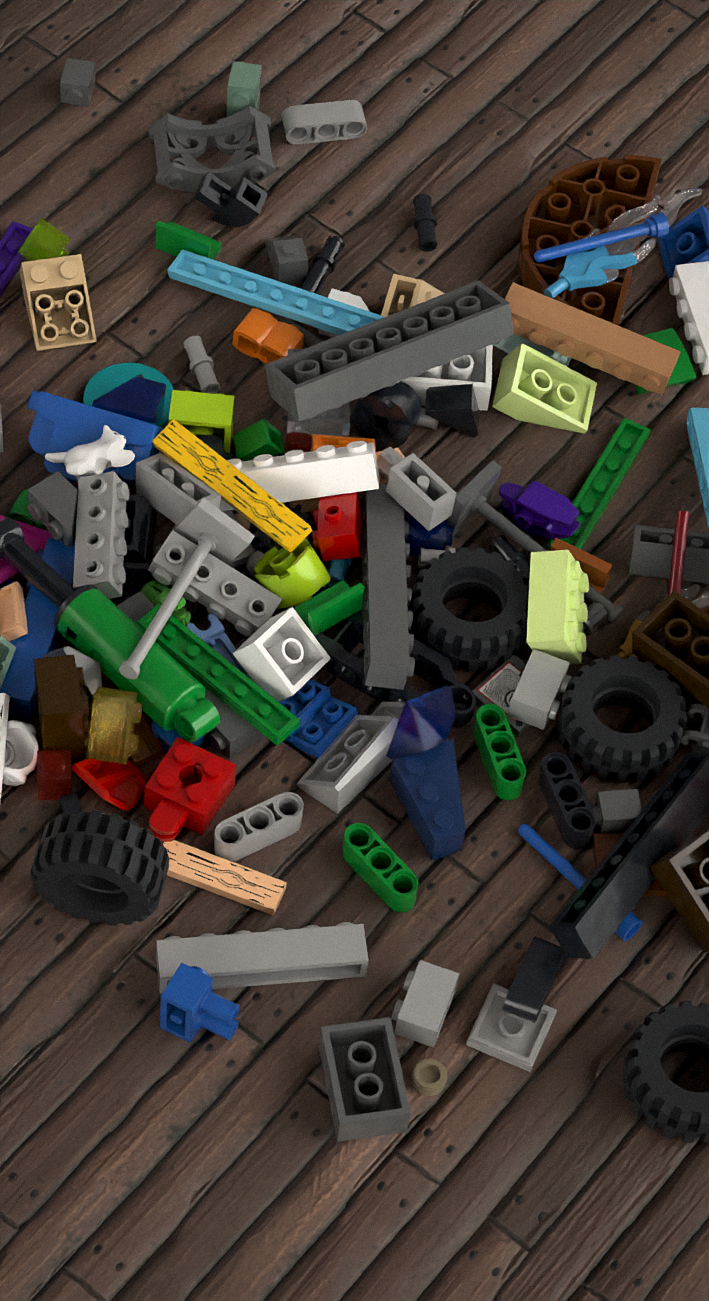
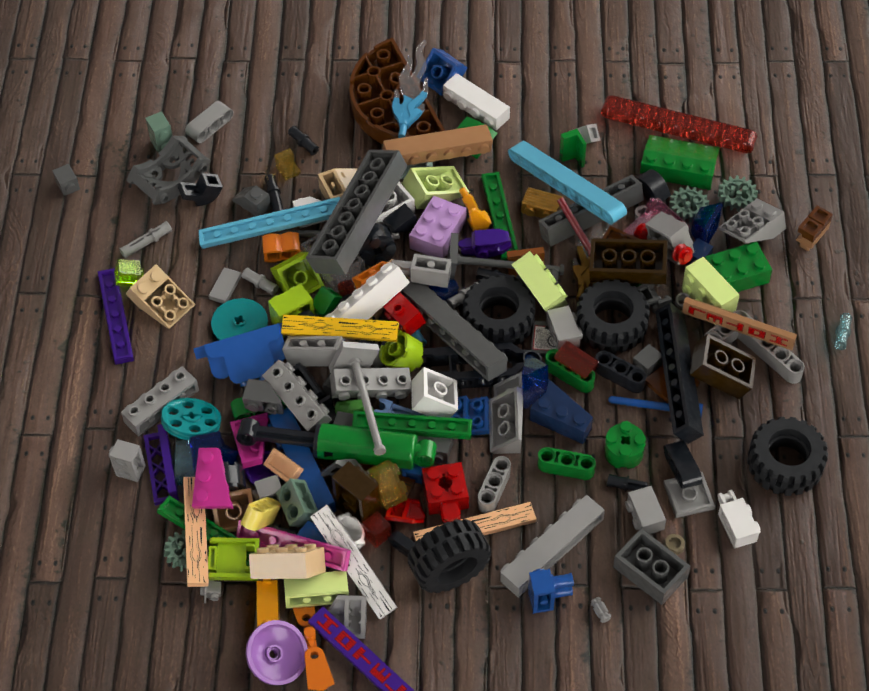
camera: 30 degrees left, 0 degrees up
(95, 456) = (259, 361): white animal -> none
(119, 220) = (151, 236): none -> light grey pin
(135, 399) = (249, 318): clear blue slope -> none
(153, 342) = (225, 285): none -> light grey tile
(174, 237) = (190, 226): green panel -> none
(249, 384) = (295, 272): none -> lime slope
(249, 1086) = (600, 609): none -> light grey piece
(331, 606) = (436, 354): green panel -> none
(374, 239) = (286, 165): none -> clear yellow panel
(436, 949) = (625, 483): none -> black axle
(479, 899) = (624, 445): none -> green brick
(505, 436) = (435, 226): none -> lavender brick
(514, 741) = (576, 360): none -> clear red panel
(543, 1106) = (737, 520): none -> white brick
(561, 466) = (477, 219): none -> light orange animal
(654, 226) = (422, 71): blue piece -> none
(660, 502) = (540, 203): none -> pearl gold brick

